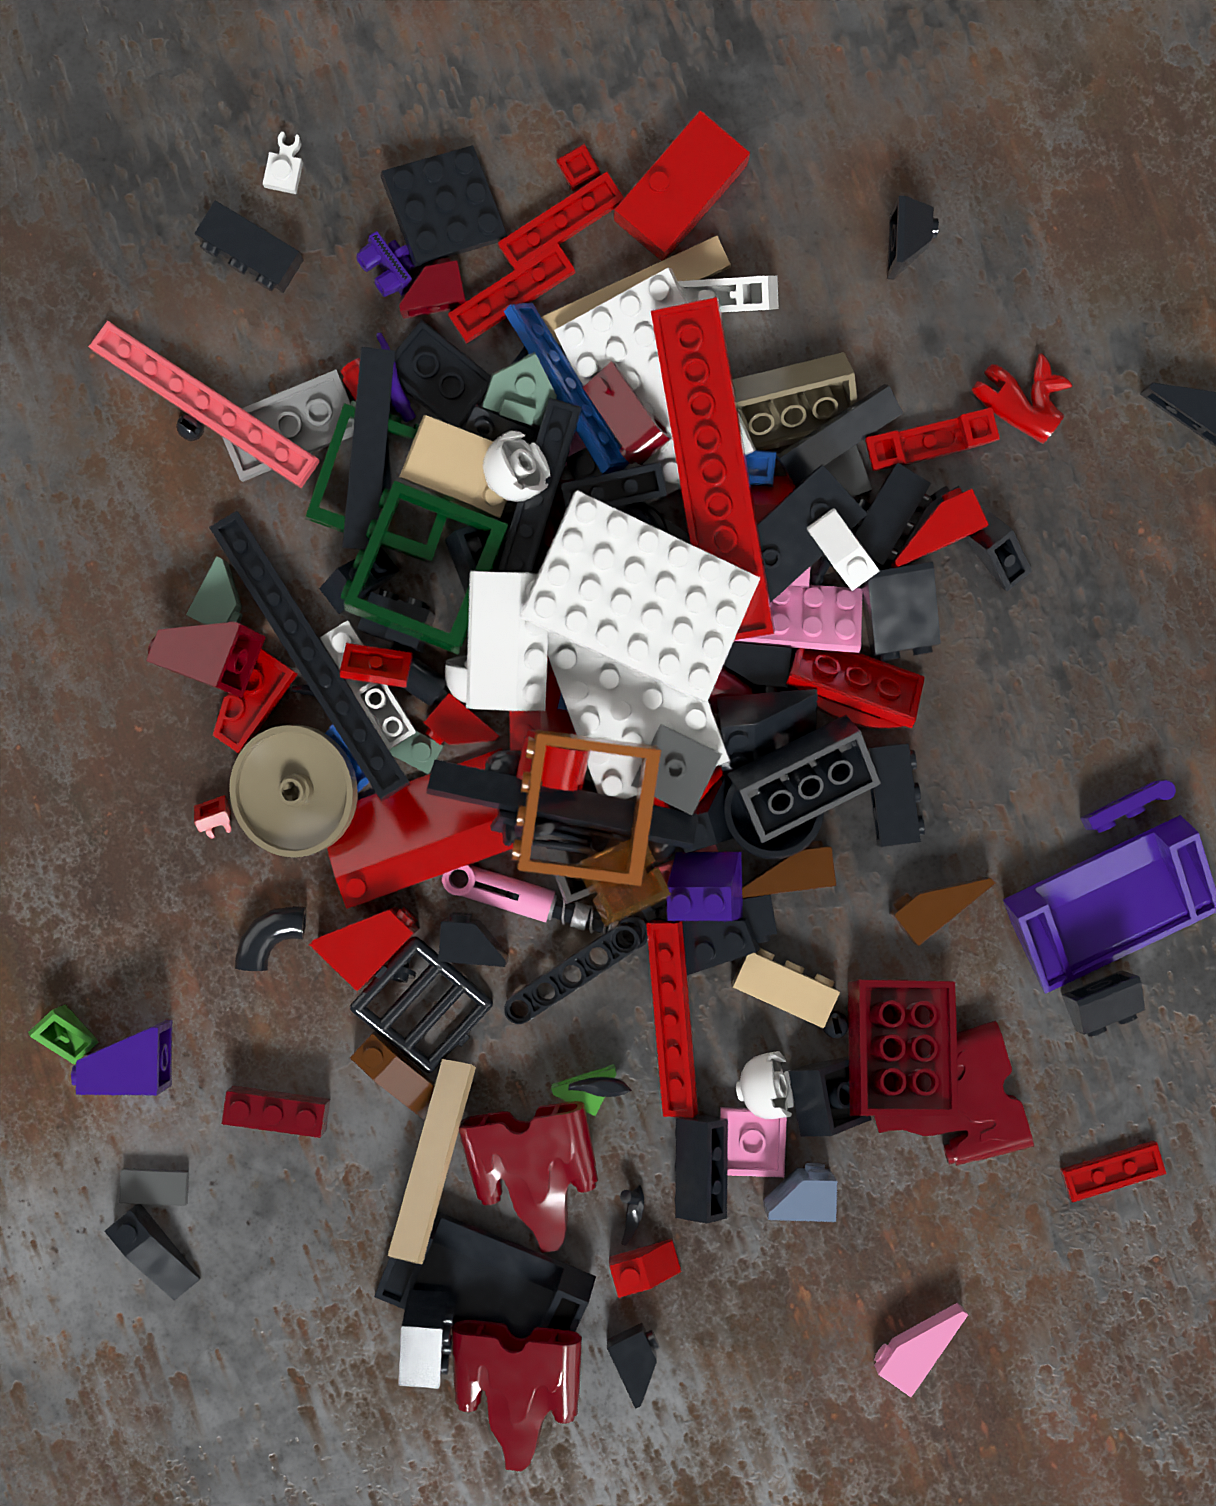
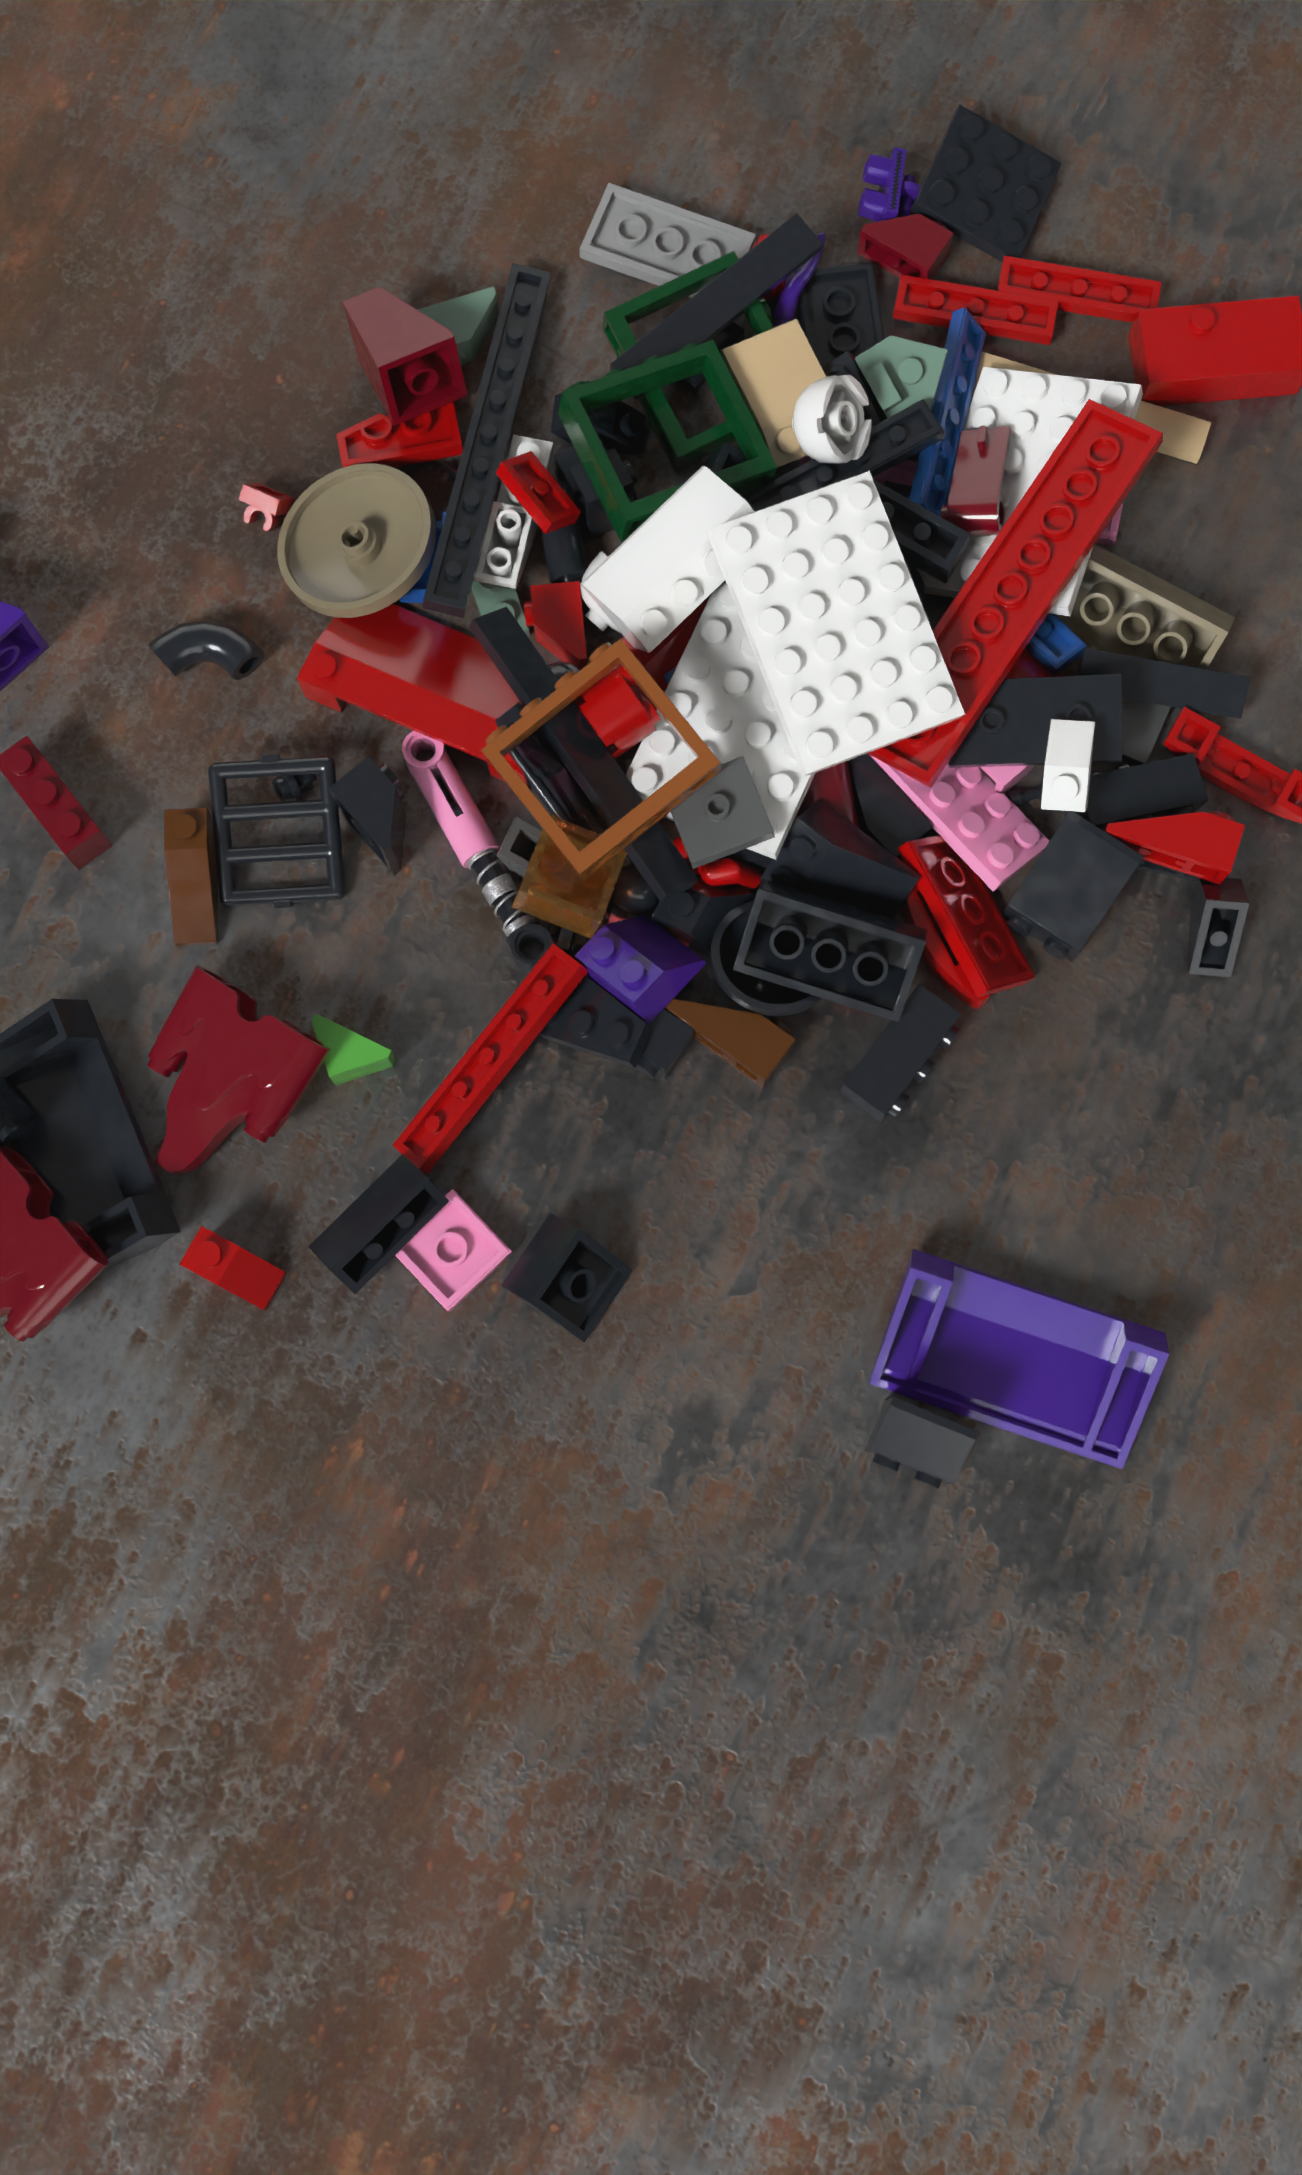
camera: 50 degrees right, 10 degrees down
(185, 432) = (572, 176): black hinge -> none
(204, 404) = (612, 163): coral tile -> none
(248, 247) = (780, 75): black brick -> none
(284, 169) = (877, 45): white plate -> none
(366, 945) = (283, 721): red slope -> none
(431, 1161) = (138, 970): tan tile -> none
(578, 167) = (1139, 259): red tile -> none
(587, 967) = (457, 940): black beam -> none
(601, 1086) = (362, 1052): black bar -> none
(634, 1211) = (275, 1212): black bar -> none
(634, 1359) = (134, 1348): black slope -> none
(735, 293) = (1187, 486): white slope -> none
(766, 1087) = (515, 1206): white cylinder -> none
(786, 987) = (626, 1133): tan brick -> none
(804, 1196) = (450, 1342): sand blue slope -> none
(843, 1024) = (646, 1222): black hinge -> none
(902, 1048) = (680, 1292): dark red slope -> none
(916, 1350) = (402, 1605): bright pink slope -> none
(931, 909) = (835, 1193): reddish brown slope -> none
(990, 1117) = (694, 1398): dark red rock -> none
(1113, 1171) = (771, 1623): red tile -> none
(1130, 804) = (1123, 1276): dark purple plate -> none

